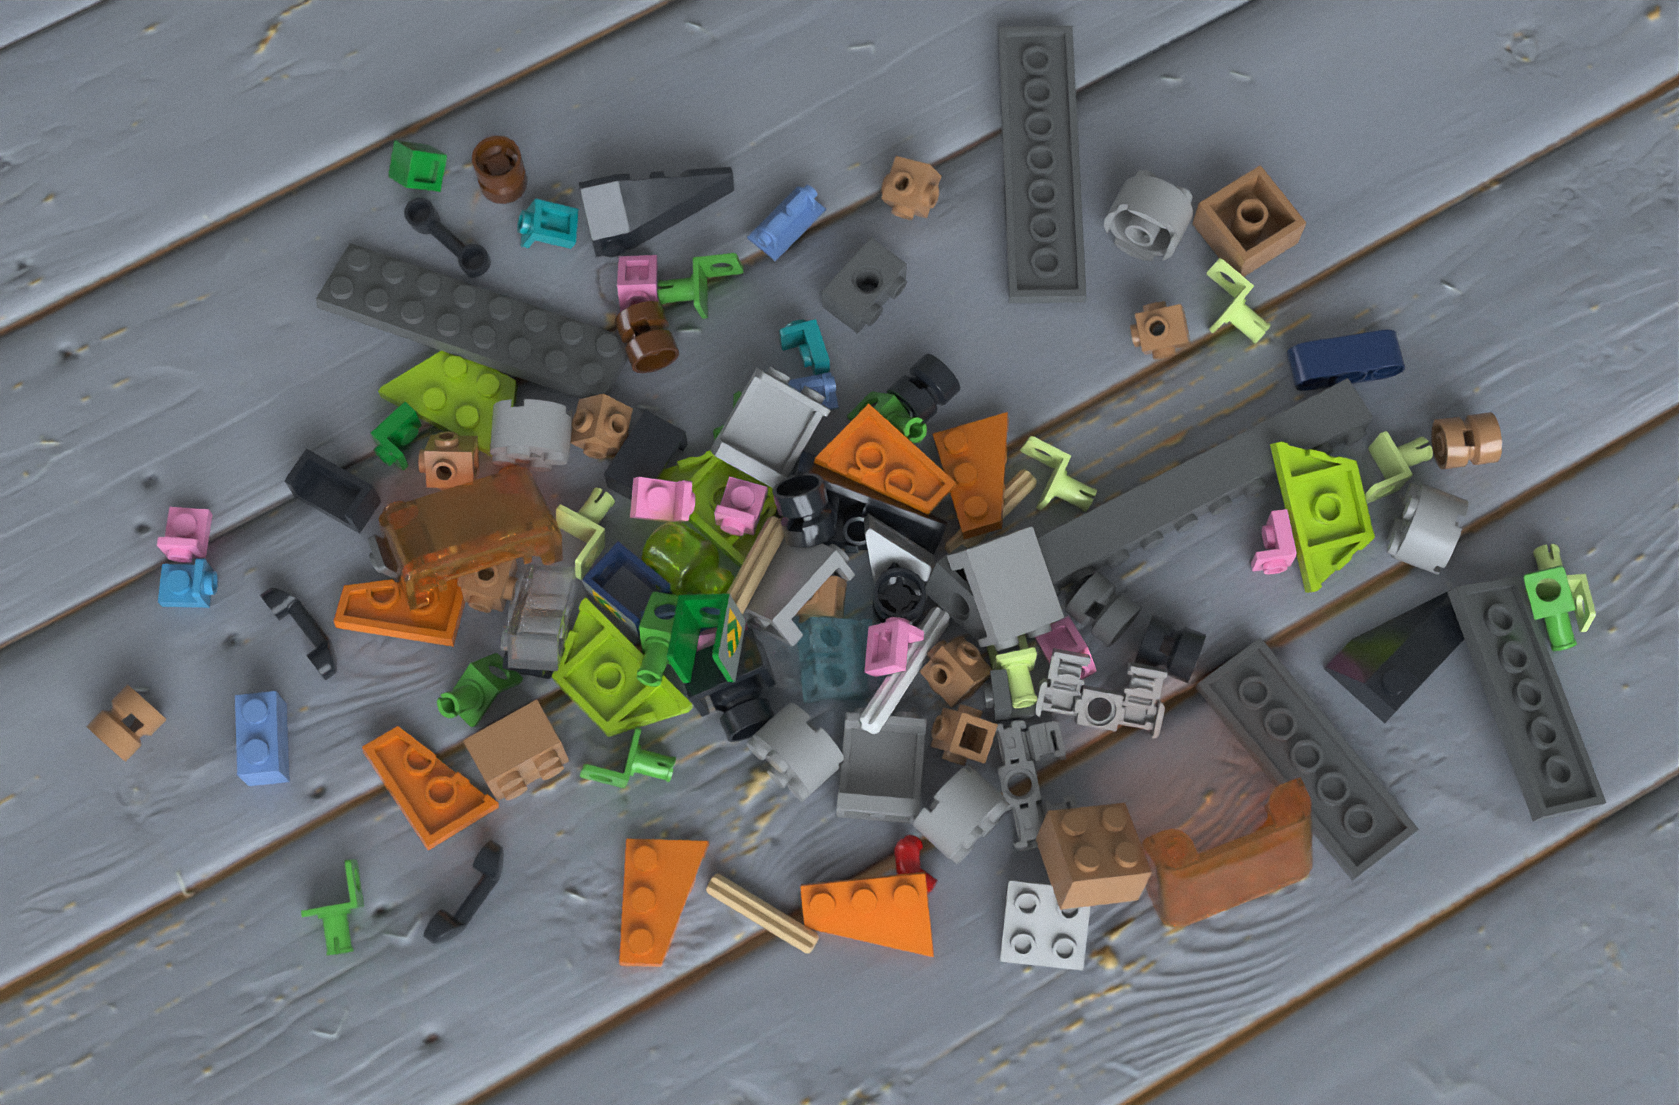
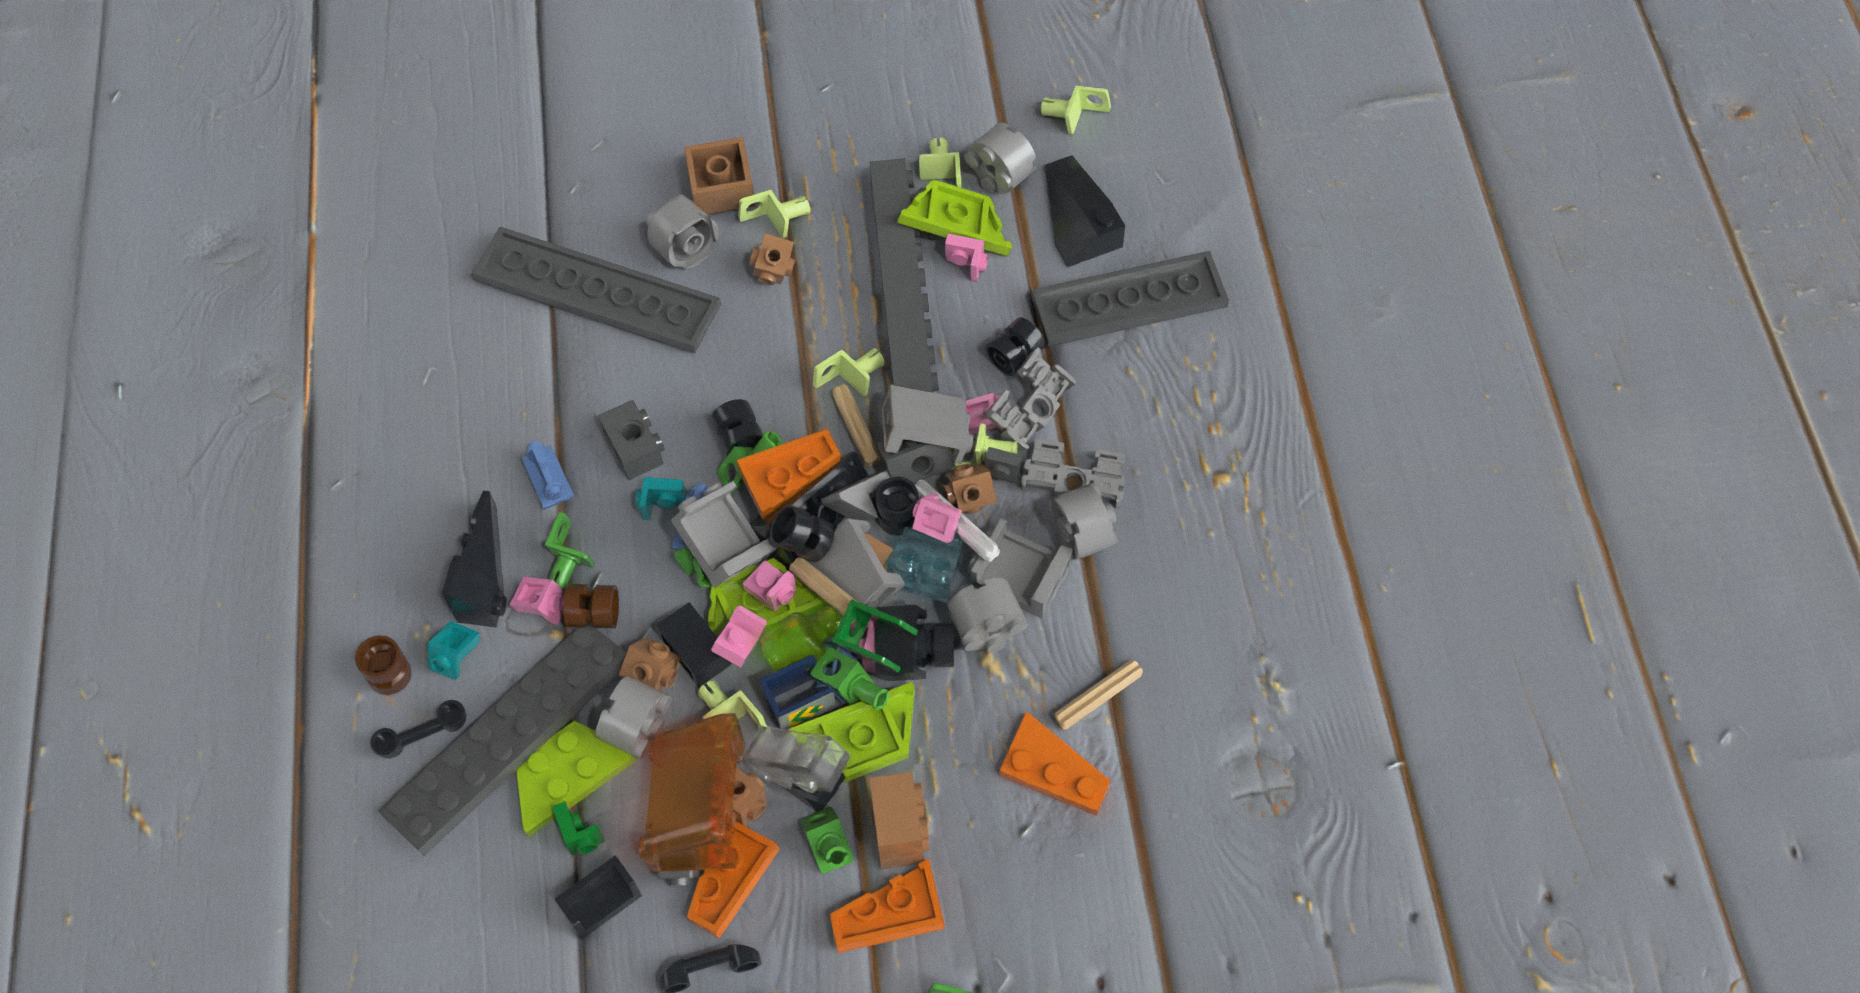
camera: 65 degrees left, 10 degrees down
(417, 166) = (339, 732): green panel -> none
(446, 926) = (976, 882): black bar -> none
(449, 460) = (621, 791): medium nougat brick -> none
(637, 761) = (940, 743): bright green bracket -> none
(873, 910) = (1127, 614): orange wing -> none
(908, 859) = (1103, 579): red arm -> none
(910, 188) = (563, 370): medium nougat brick -> none
(963, 735) = (1018, 505): medium nougat brick -> none
(976, 461) = (808, 412): orange wing -> none
(1041, 932) = (1184, 504): hinge -> none
(1093, 855) = (1152, 444): medium nougat brick -> none
(1113, 619) = (976, 373): dark grey wheel -> none
(1198, 886) = (1189, 392): clear orange windscreen -> none
(1354, 357) = (851, 163): dark blue beam -> none
(1472, 440) = (947, 115): medium nougat wheel -> none
(1526, 698) = (1144, 154): dark grey plate -> none
(1553, 608) = (1089, 111): bright green bracket -> none

